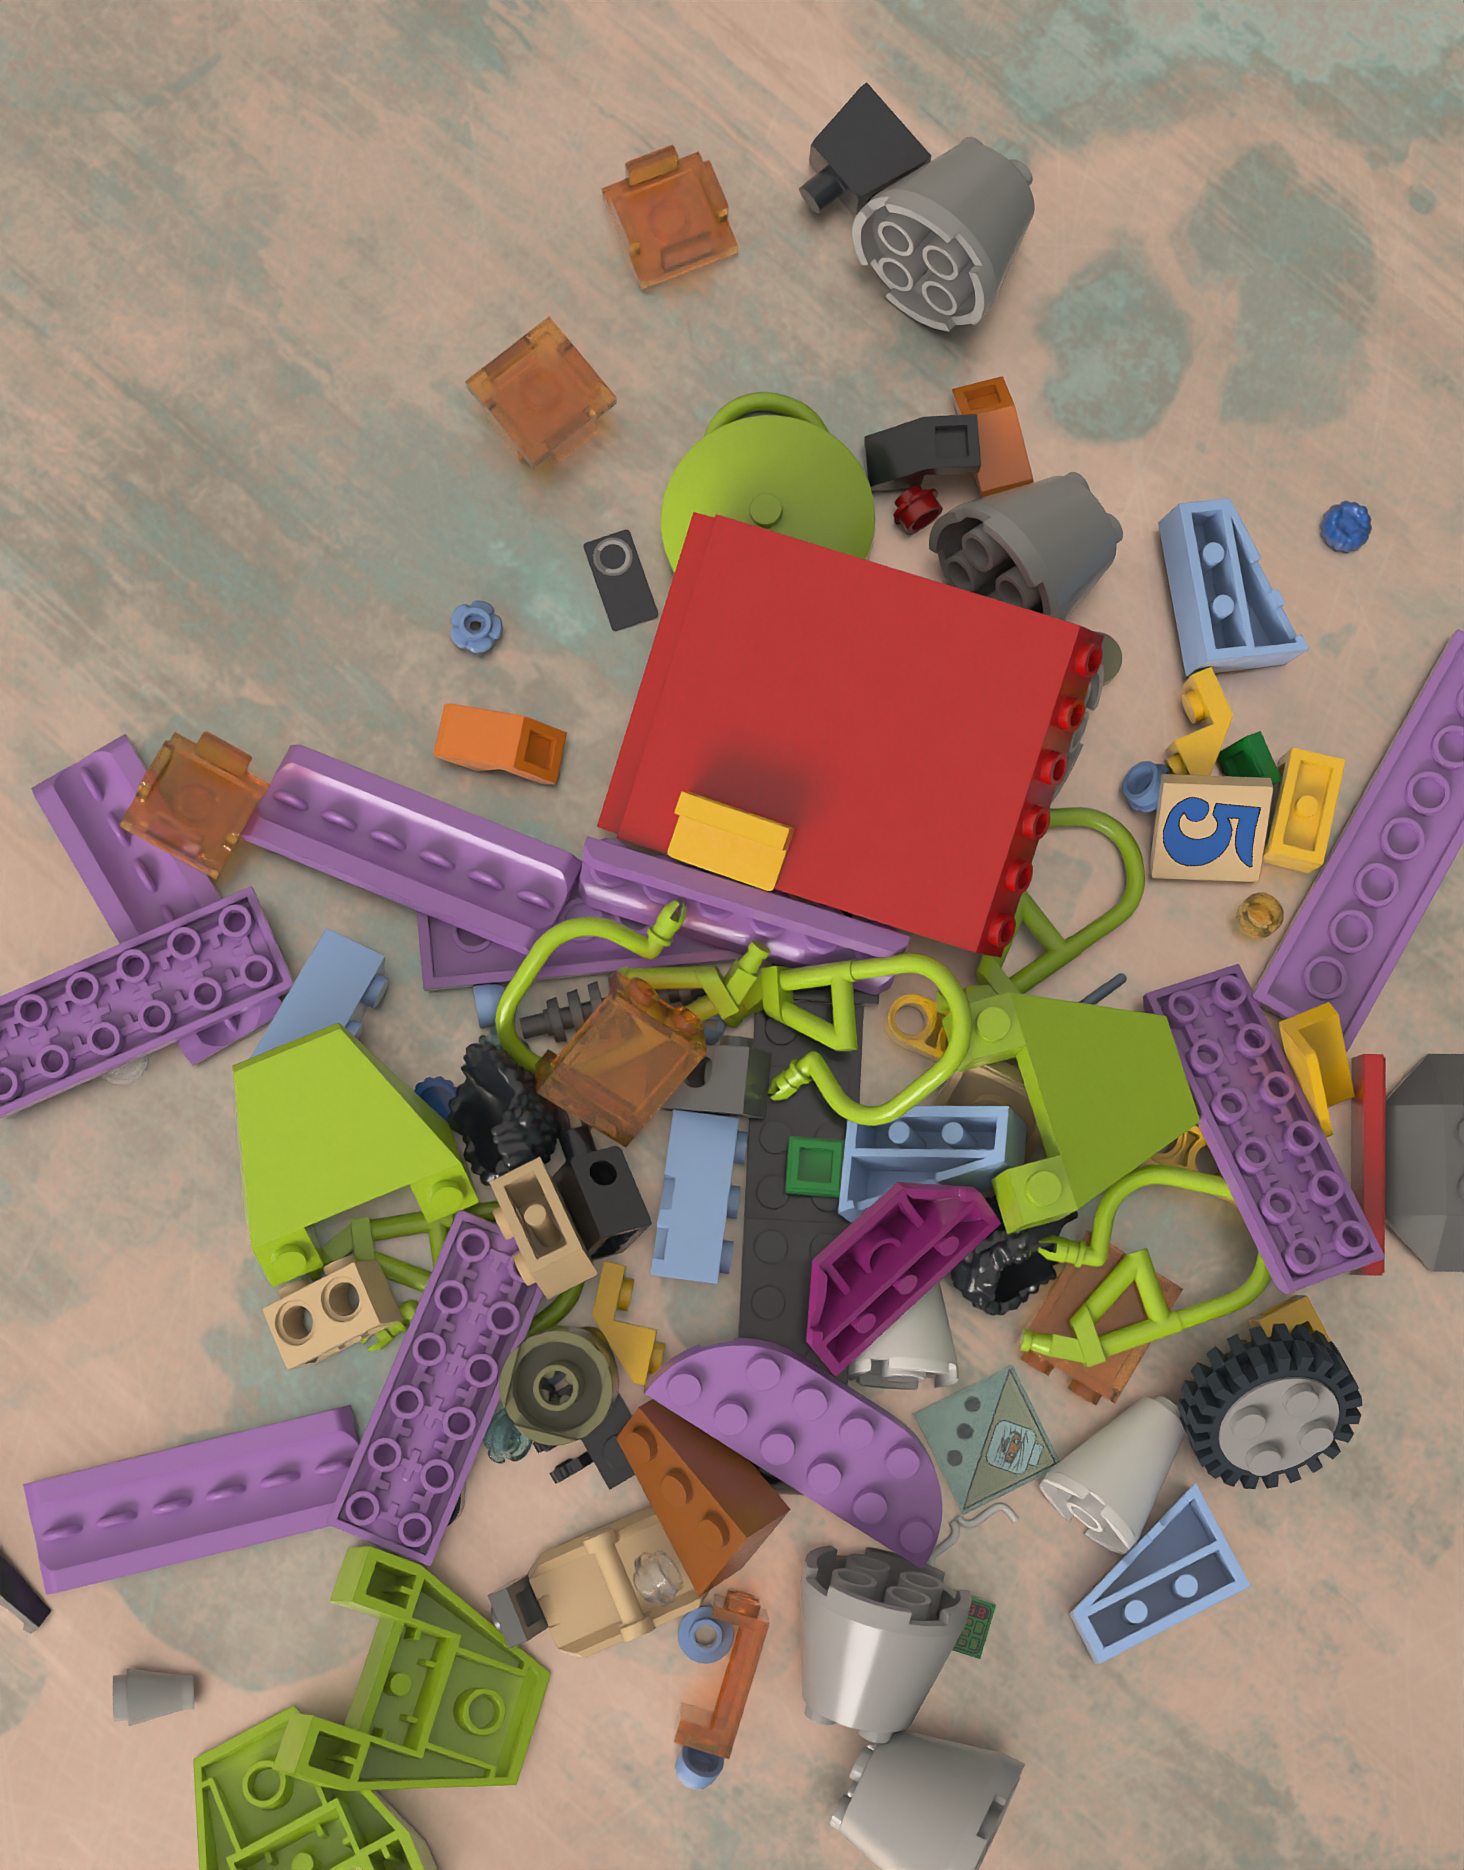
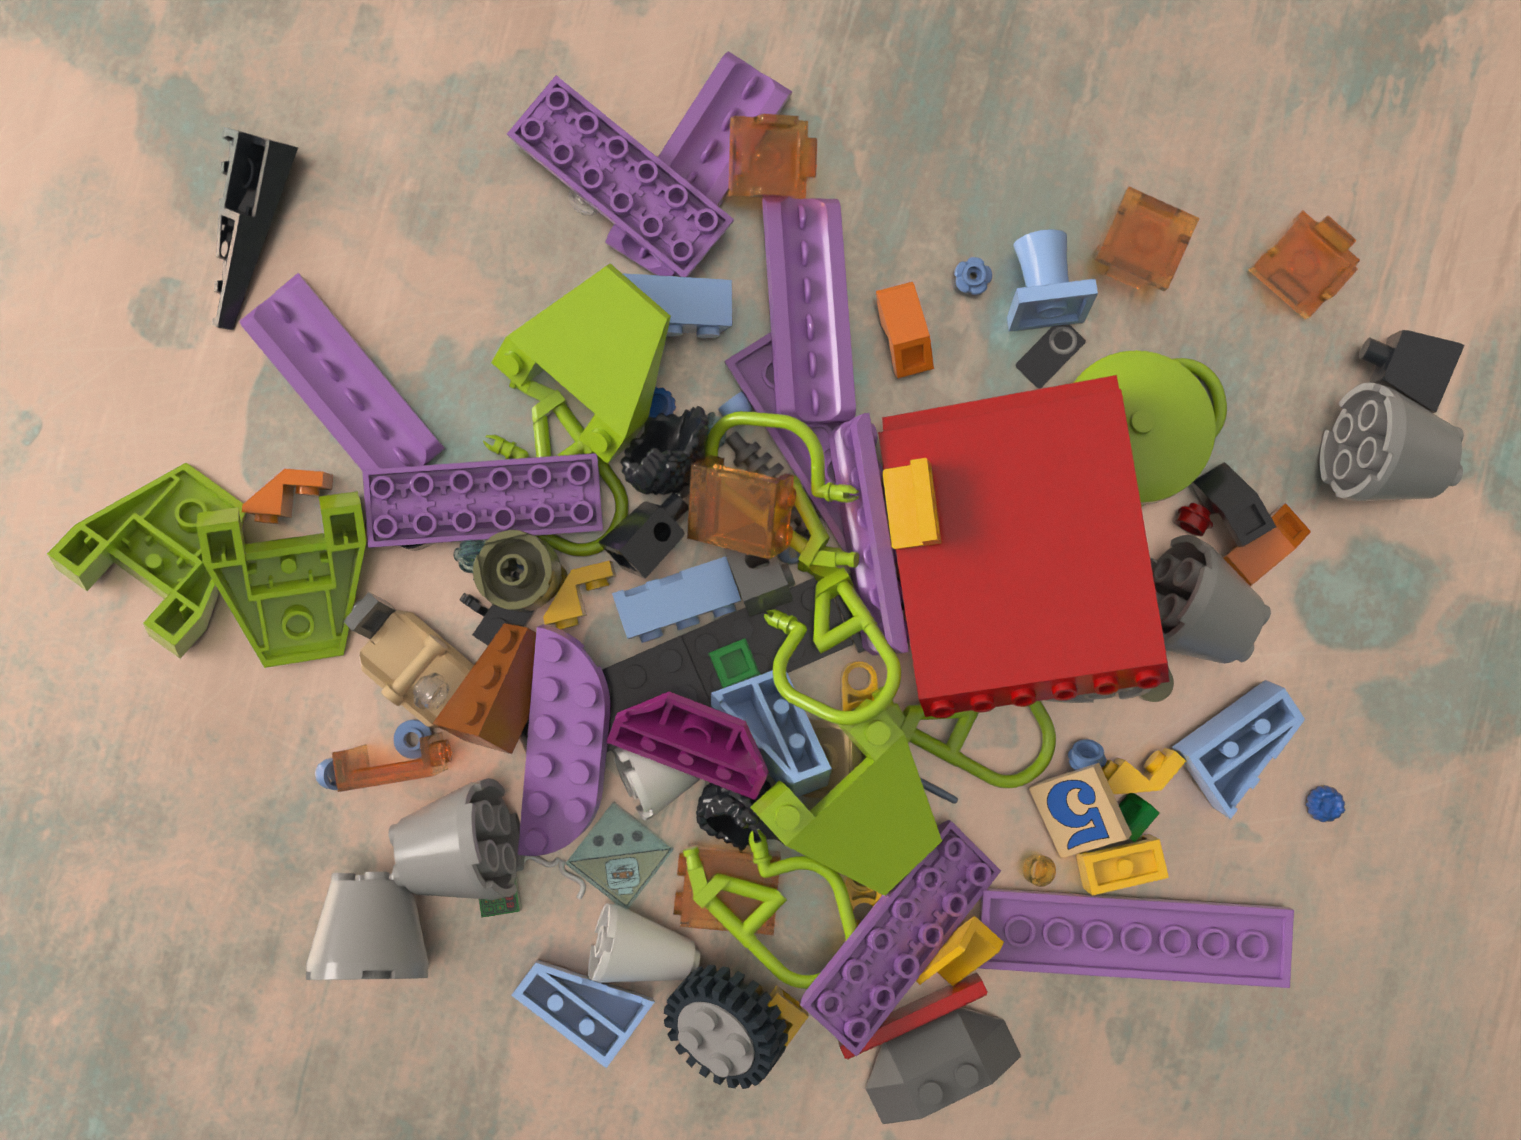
camera: 65 degrees right, 5 degrees up
(150, 1695) = (210, 416): light grey cone -> none
(301, 1658) = (277, 495): none -> orange slope
(334, 1320) = (491, 410): tan brick -> none
(542, 1228) = (607, 511): tan brick -> none
(548, 544) = (1048, 294): none -> light blue plant

